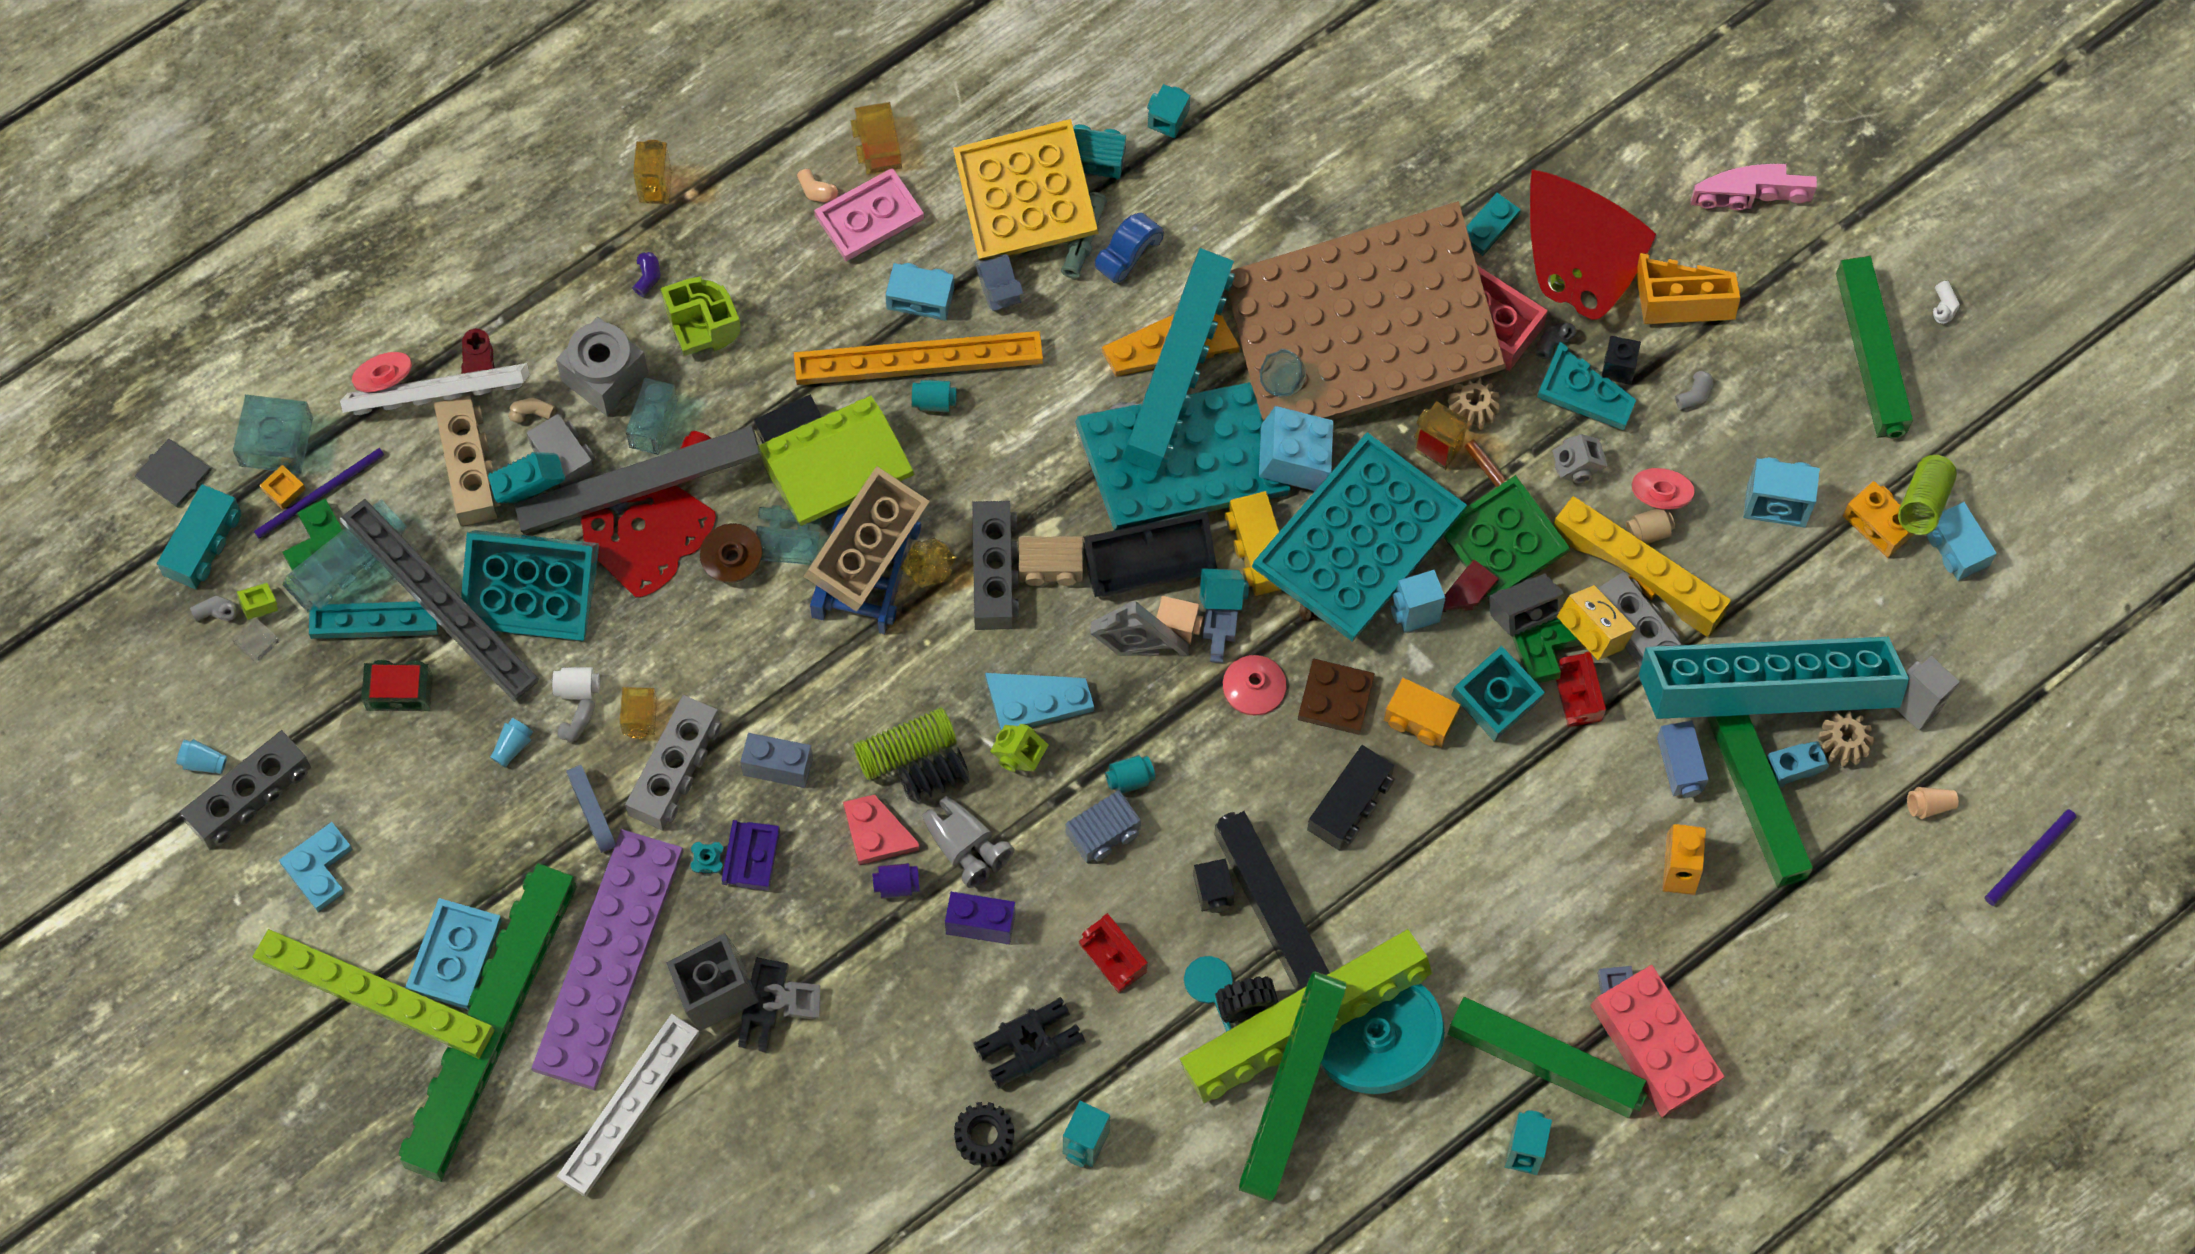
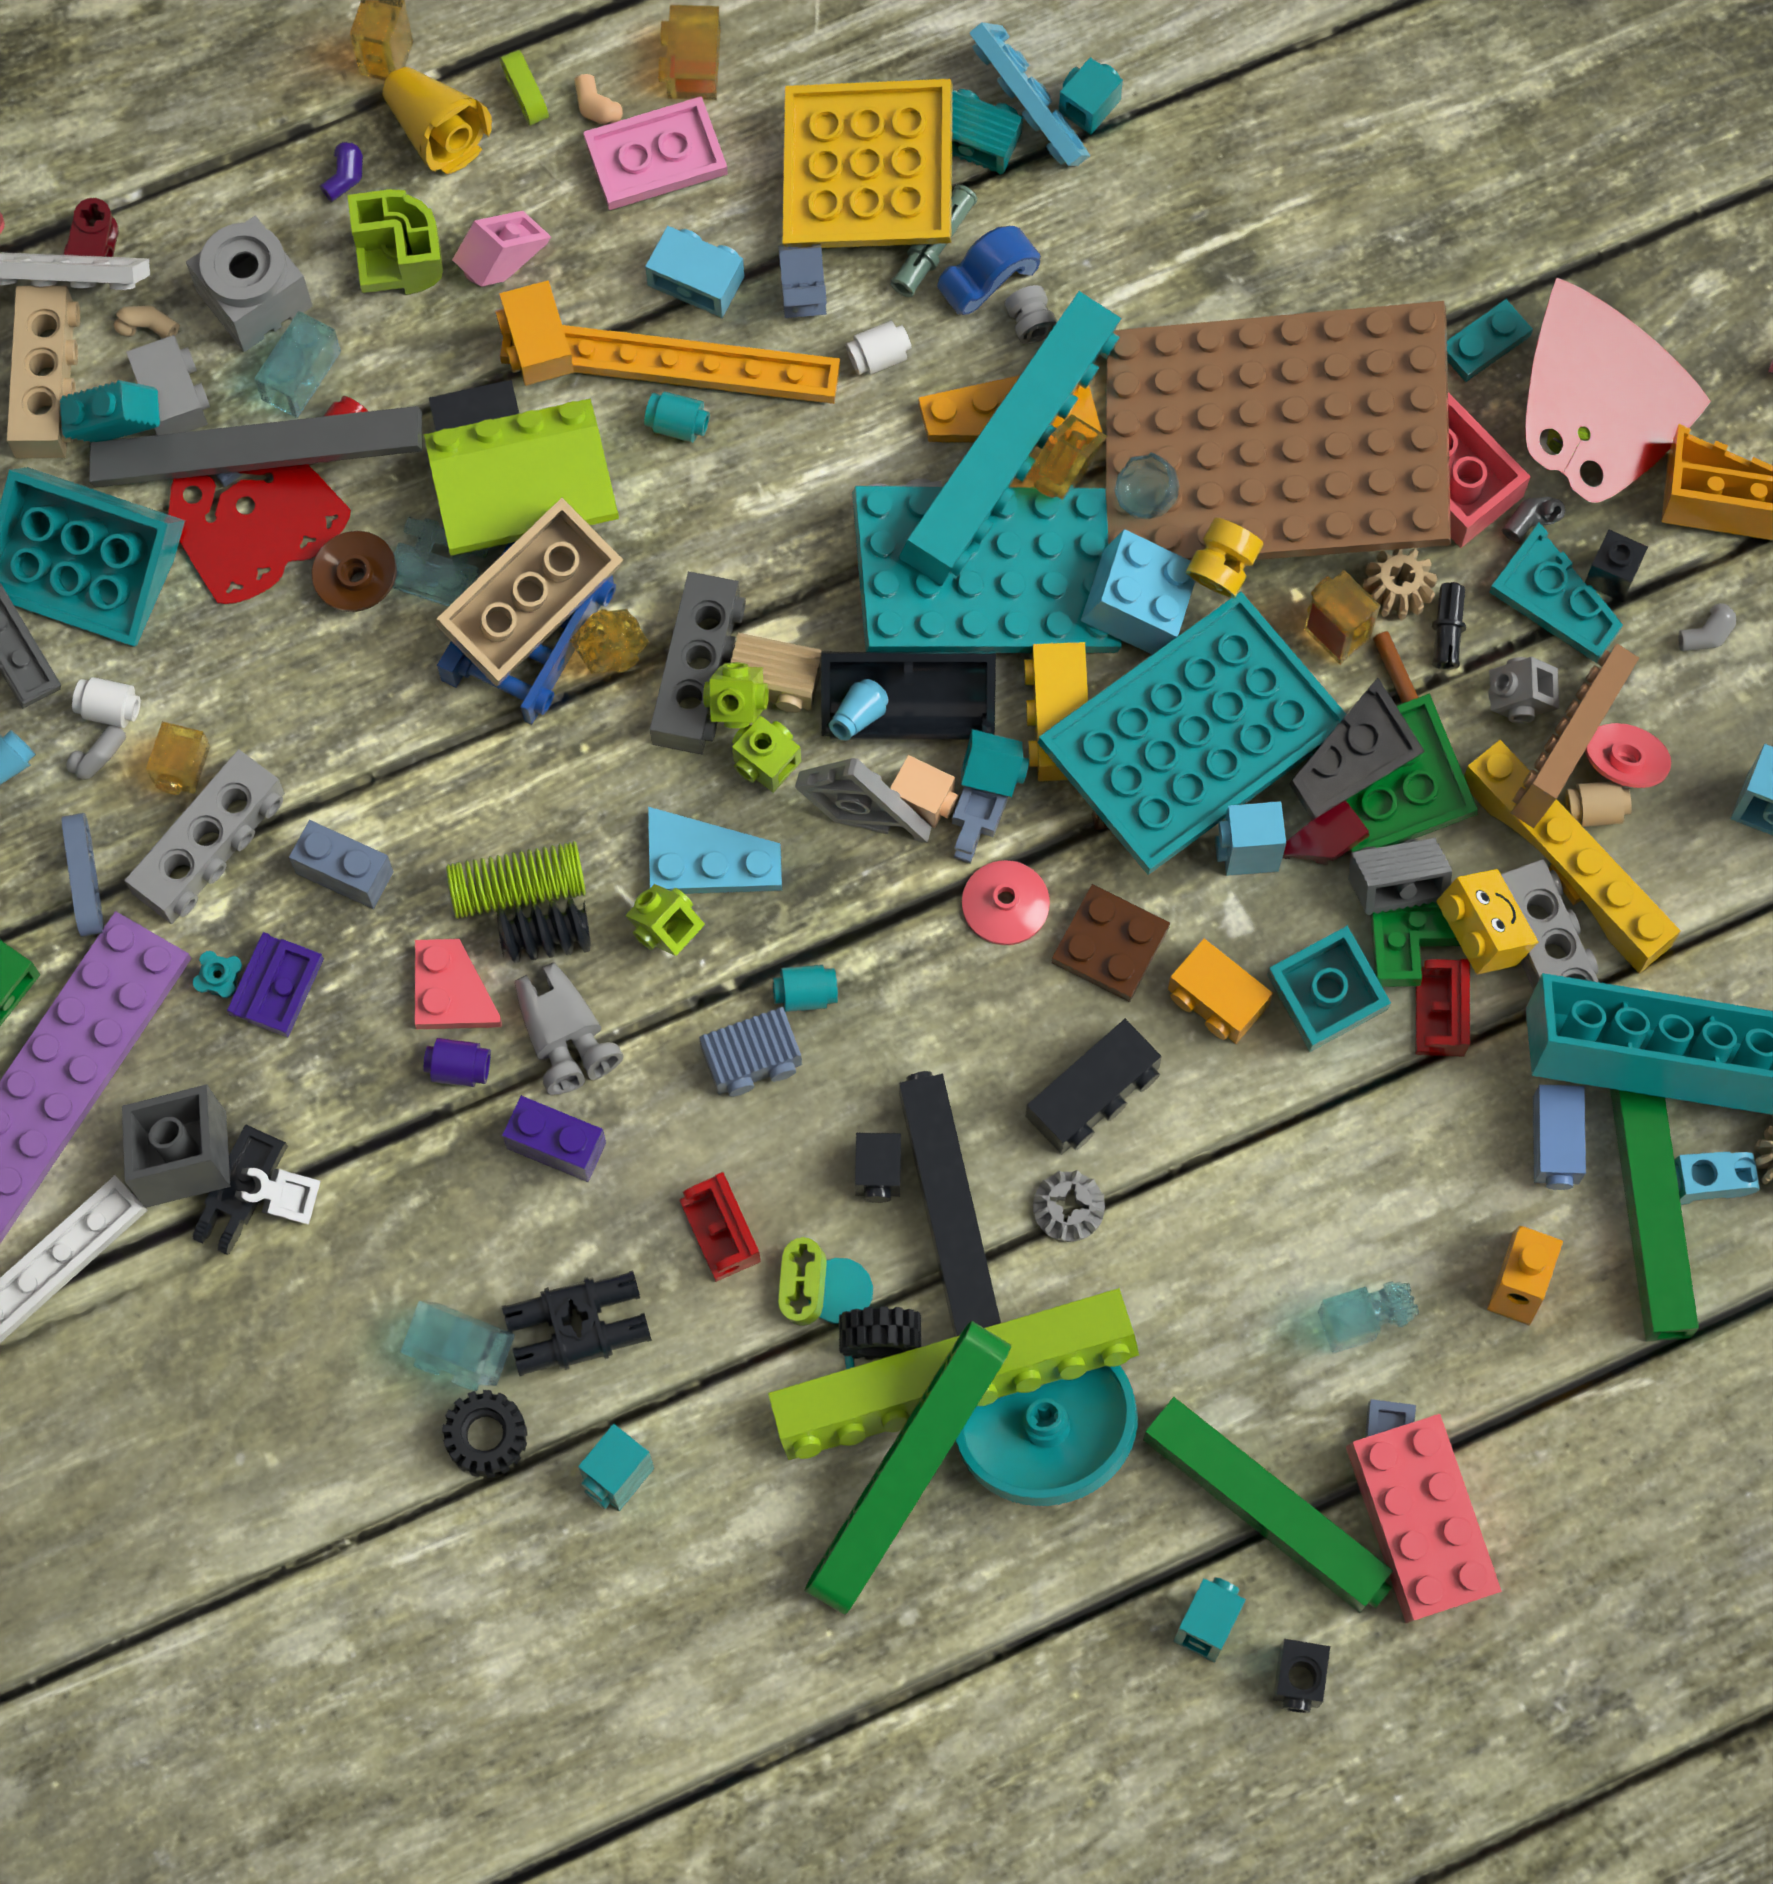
camera: 15 degrees right, 5 degrees up
(706, 221) = (437, 119): none -> yellow cone
(762, 187) = (524, 87): none -> lime beam
(774, 304) = (499, 247): none -> bright pink slope
(819, 357) = (536, 333): none -> light orange brick
(950, 1075) = (457, 1344): none -> clear light blue brick
(1031, 568) = (744, 684): none -> lime brick
(1059, 616) = (765, 753): none -> lime brick
(1064, 318) = (878, 348): none -> white brick
(1119, 570) = (861, 707): none -> medium azure cone
(1159, 148) = (1011, 65): none -> medium azure wing
(1168, 274) = (1031, 314): none -> light grey wheel
(1188, 977) = (792, 1281): none -> lime beam
(1219, 365) = (1066, 457): none -> clear yellow brick
(1343, 893) = (1081, 1222): none -> light grey gear
(1351, 409) = (1224, 558): none -> yellow wheel
(1476, 526) = (1357, 753): none -> black wing
(1515, 426) = (1449, 626): none -> black axle
(1577, 912) = (1357, 1315): none -> clear light blue brick
(1600, 1154) = (1306, 1655): none -> black brick
(1623, 481) = (1573, 735): none -> medium nougat piece

